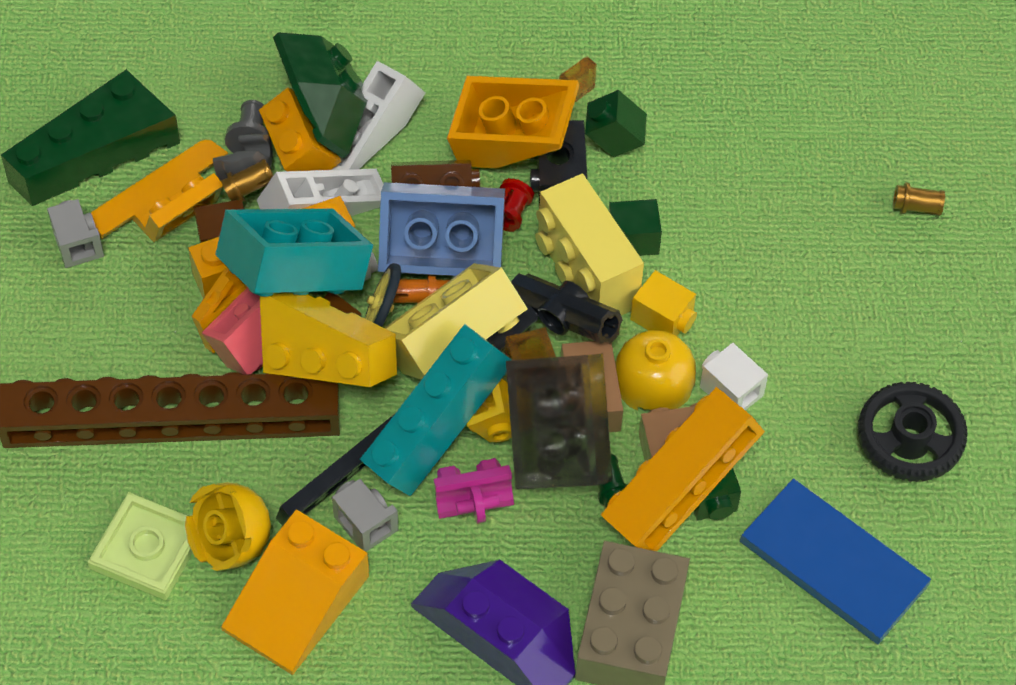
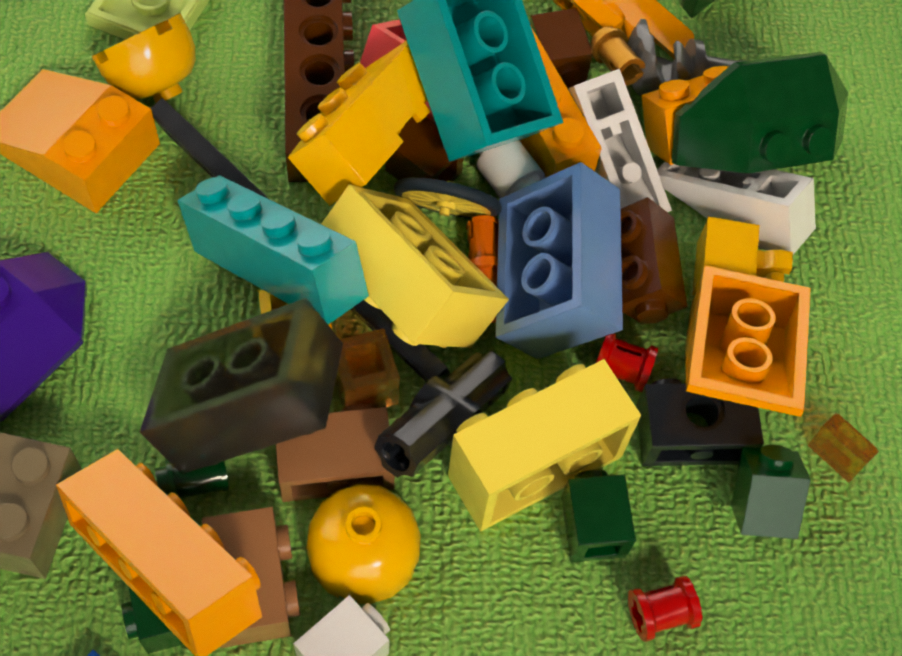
camera: 85 degrees right, 5 degrees up
(364, 514) = (154, 191): light grey brick -> none
(426, 130) = (735, 248): none -> yellow brick
(473, 491) = (175, 307): dark pink hips -> none
(663, 305) = (465, 554): yellow brick -> none
(695, 195) = (664, 608): none -> red bush

